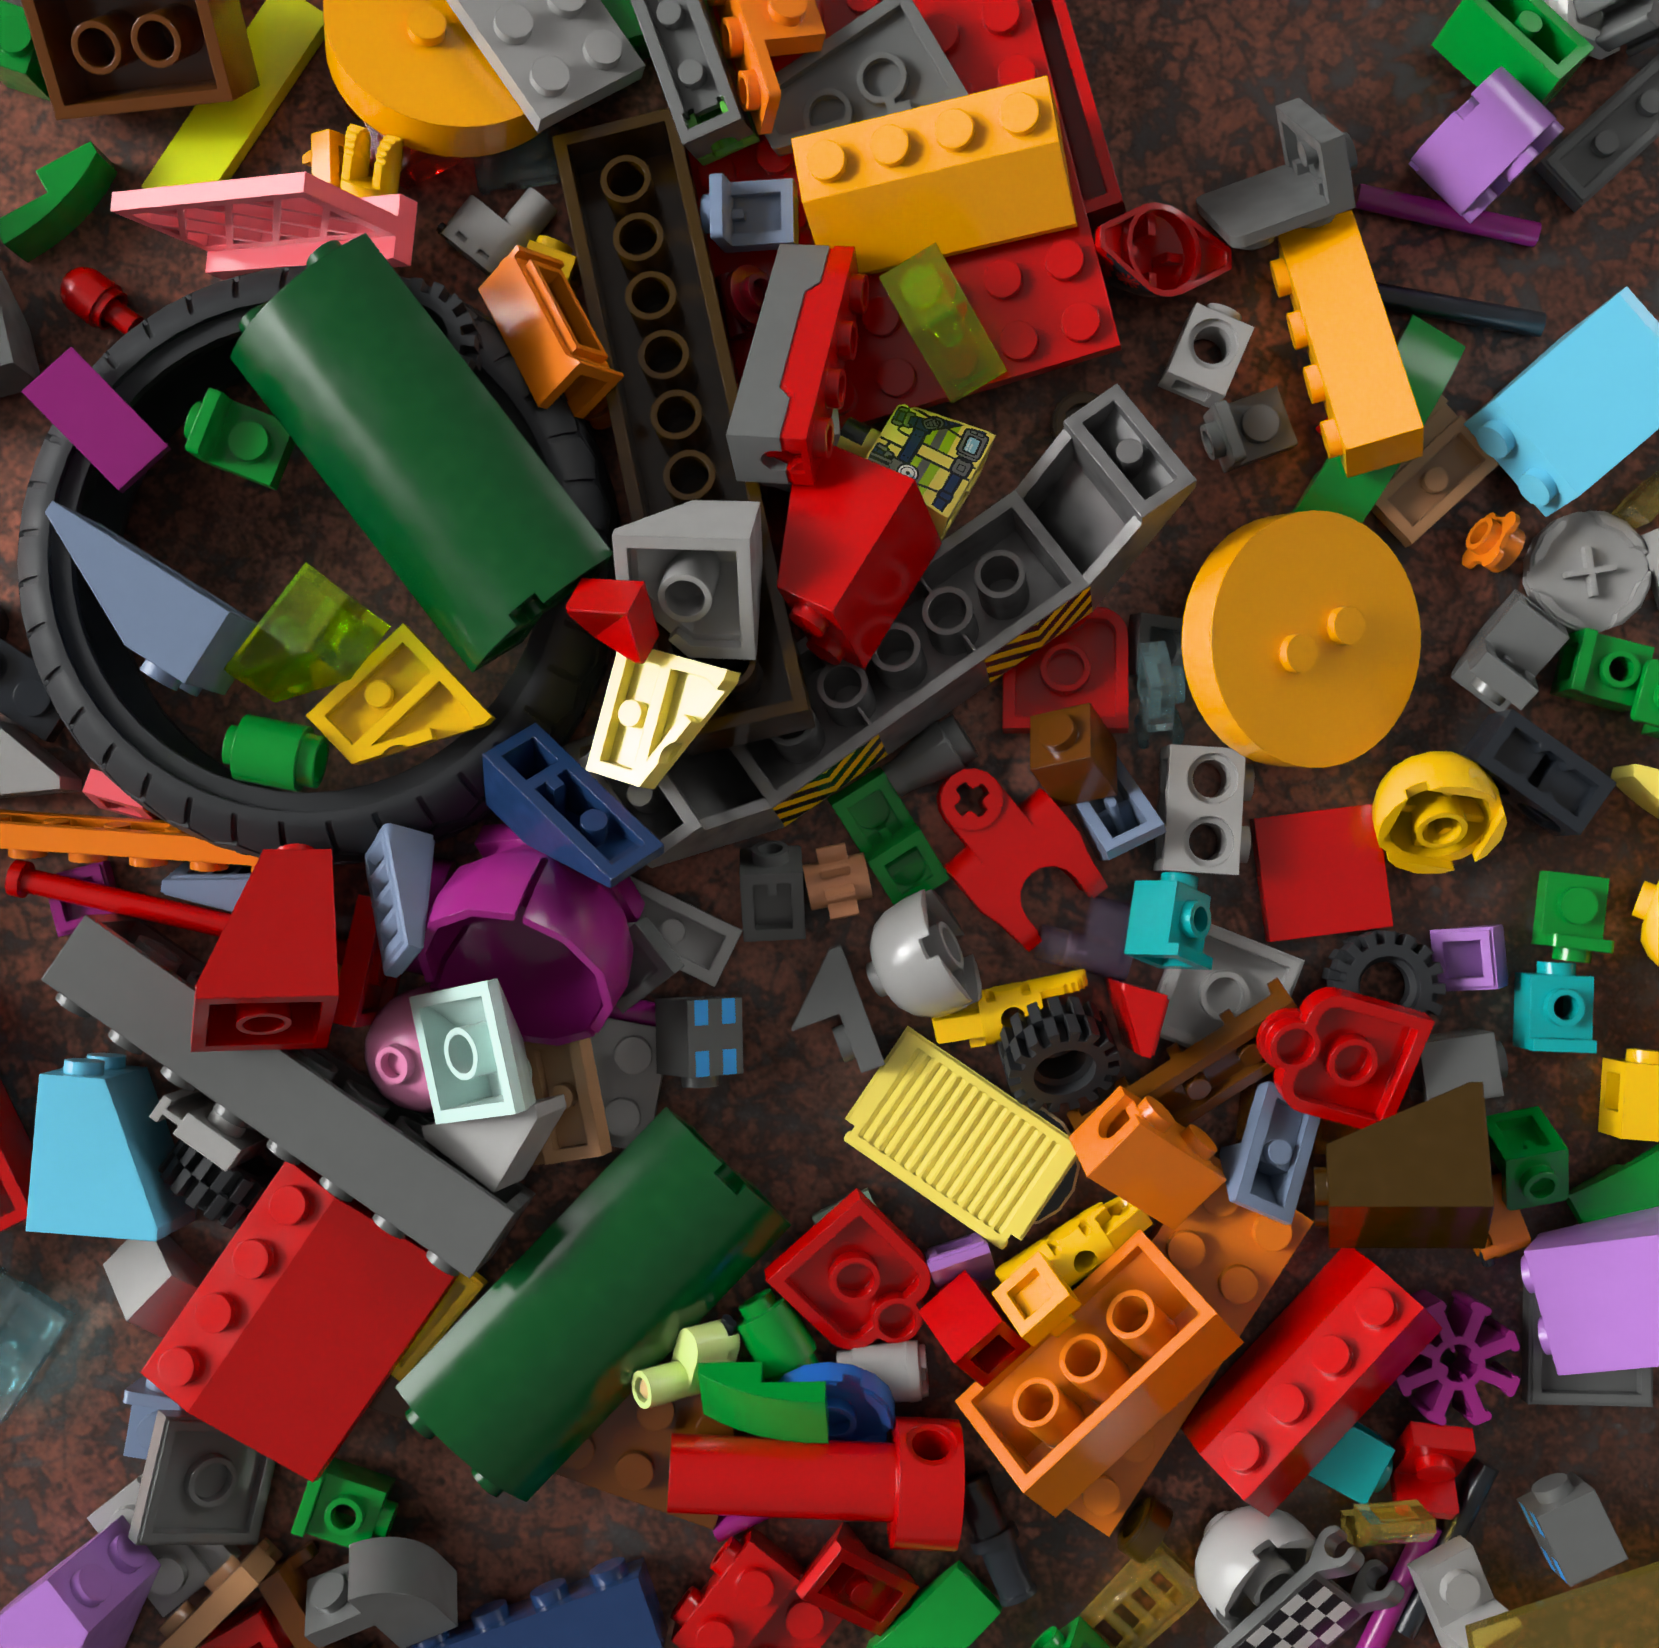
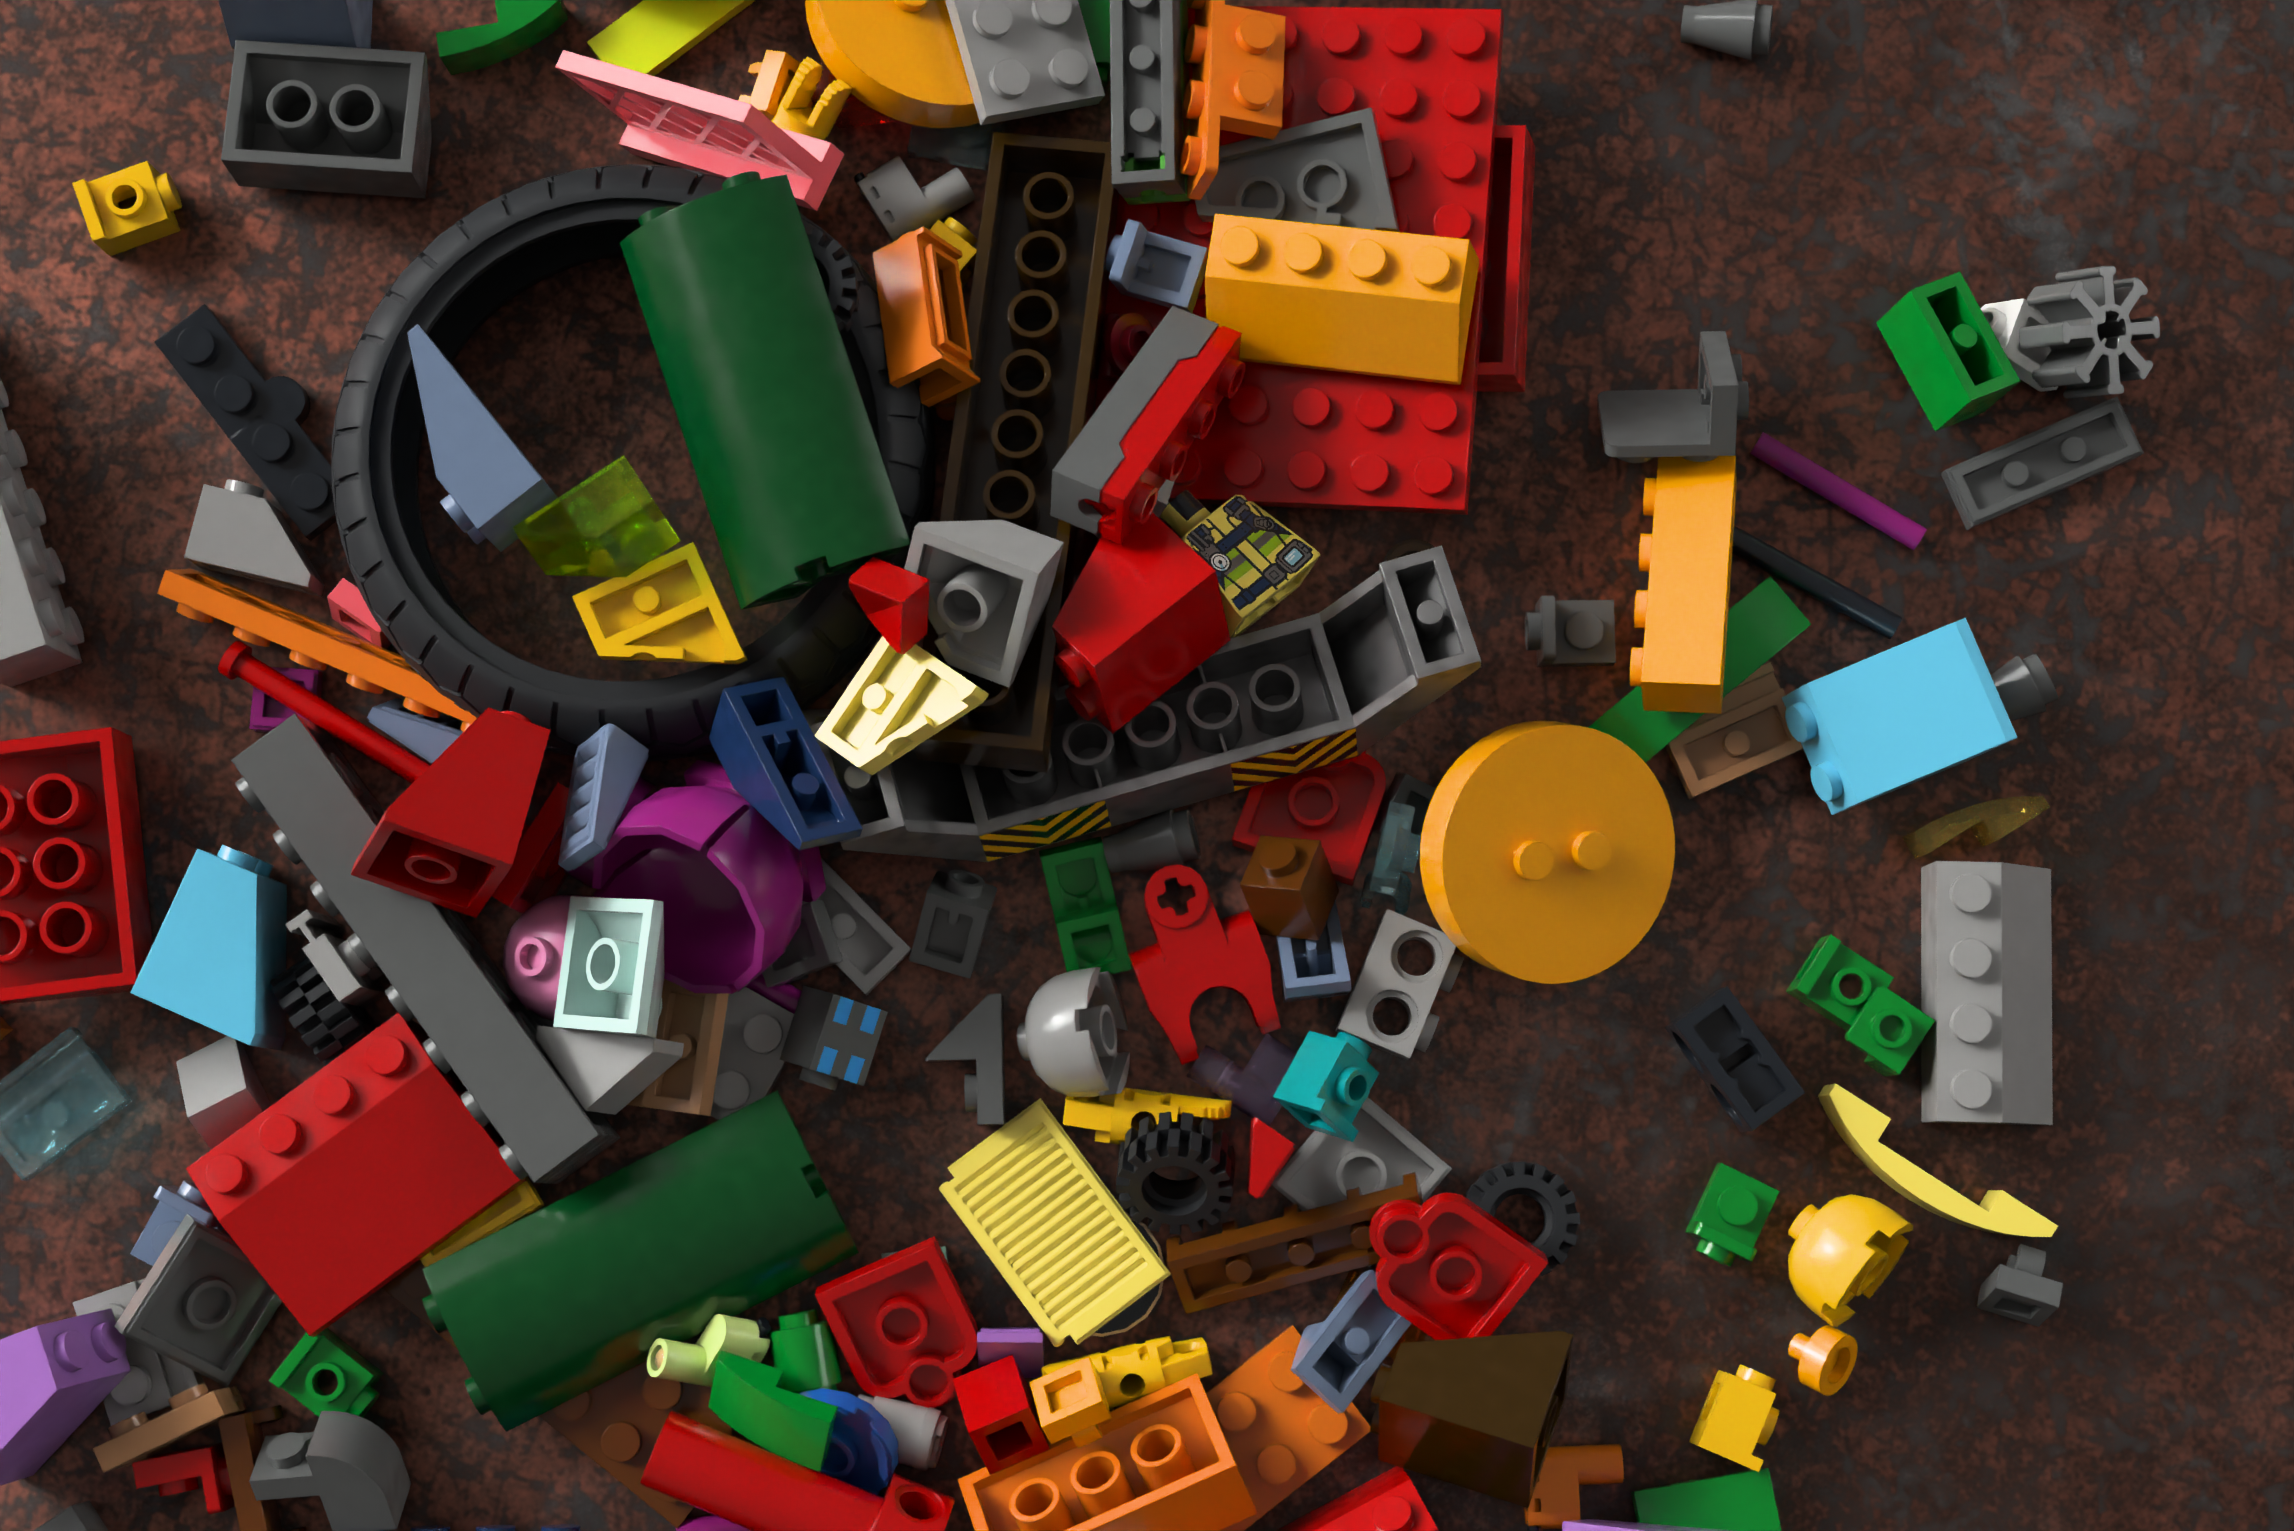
camera: 25 degrees right, 5 degrees down
(96, 420) = (476, 258): magenta tile -> none
(97, 300) = (507, 136): red cylinder -> none
(238, 439) = (600, 320): green bracket -> none
(275, 753) = (531, 622): green brick -> none
(837, 881) = (1020, 932): nougat gear -> none
(943, 323) = (1301, 432): clear neon green slope -> none
(1147, 1157) = (1227, 1302): orange brick -> none
(1159, 252) = (1537, 433): red hat -> none
(1191, 376) = (1541, 570): light grey brick -> none
(1320, 873) = (1498, 1088): red tile -> none
(1437, 812) = (1624, 1065): yellow cylinder -> none
(1456, 1059) = (1571, 1312): dark grey brick -> none
(1471, 957) = (1618, 1223): medium lavender slope -> none
(1485, 144) = (1887, 437): medium lavender brick -> none
(1494, 542) = (1774, 823): orange plate -> none
(1510, 653) = (1753, 934): dark grey brick -> none
(1529, 1158) = (1602, 1437): green bracket -> none
(1534, 1016) = (1658, 1310): teal brick -> none
(1587, 571) = (1860, 884): light grey tile -> none

